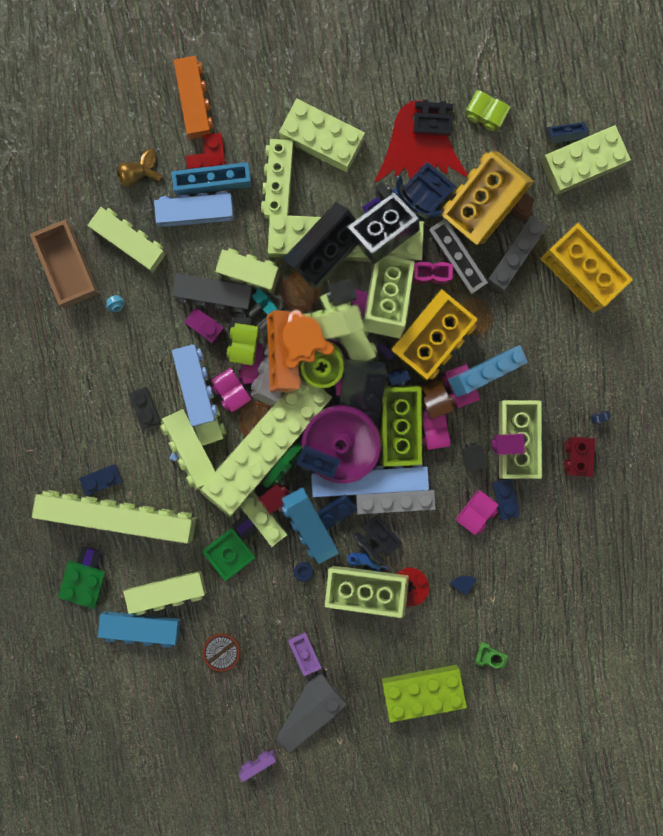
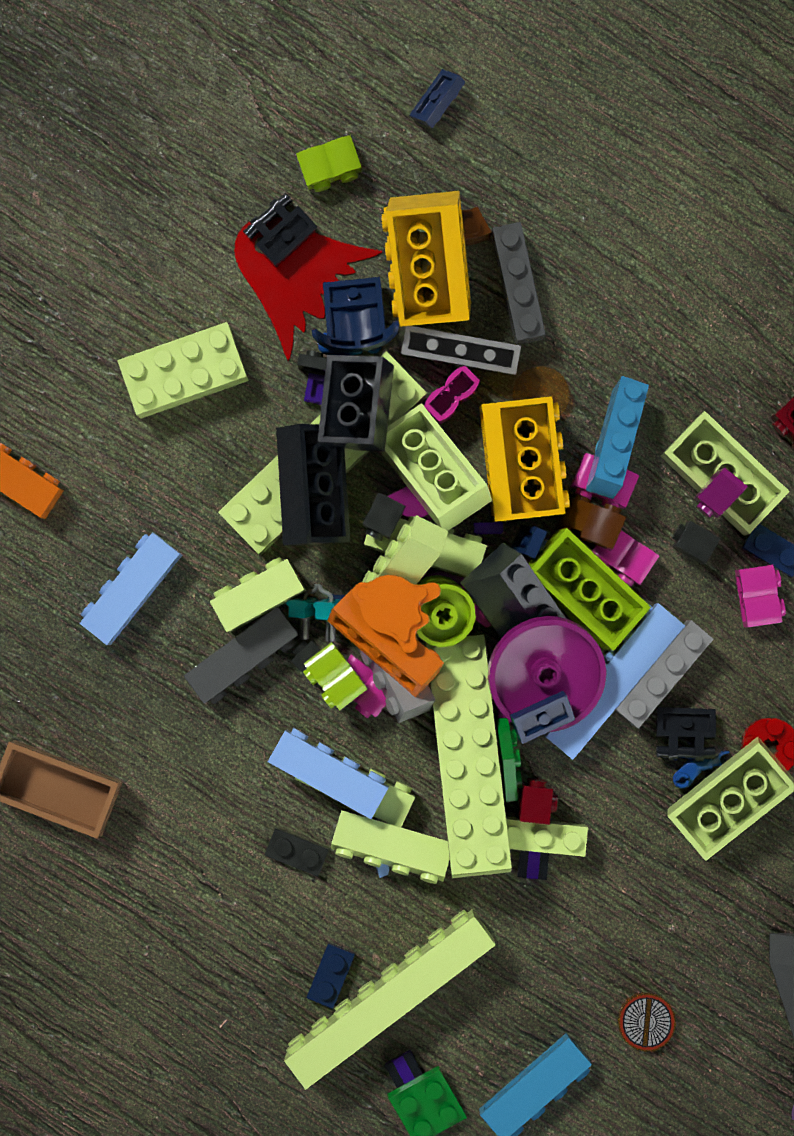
camera: 45 degrees left, 0 degrees up
(115, 303) = (151, 774): medium azure plate -> none
(126, 239) = (92, 694): yellowish green brick -> none
(131, 173) = (23, 619): pearl gold piece -> none
(165, 592) = (522, 1022): yellowish green brick -> none
(205, 326) = (269, 699): magenta slope -> none
(211, 179) = (116, 537): dark azure brick -> none
(213, 153) = (93, 516): red plate -> none
(228, 554) = (546, 911): green plate -> none
(231, 390) = (369, 737): dark pink brick -> none
(251, 416) = (420, 741): clear orange tile -> none
(278, 177) = (185, 463): yellowish green brick -> none
(298, 293) = (331, 563): clear orange tile -> none
(303, 571) = (643, 847): dark blue tile -> none
(304, 653) = (735, 931): medium lavender plate -> none
(310, 526) = (602, 793): dark azure brick -> none
(337, 511) = (612, 749): dark blue plate -> none
(585, 160) = (486, 109): yellowish green brick -> none
(586, 268) = (607, 224): yellow brick -> none
(600, 417) = (782, 361): dark blue tile -> none

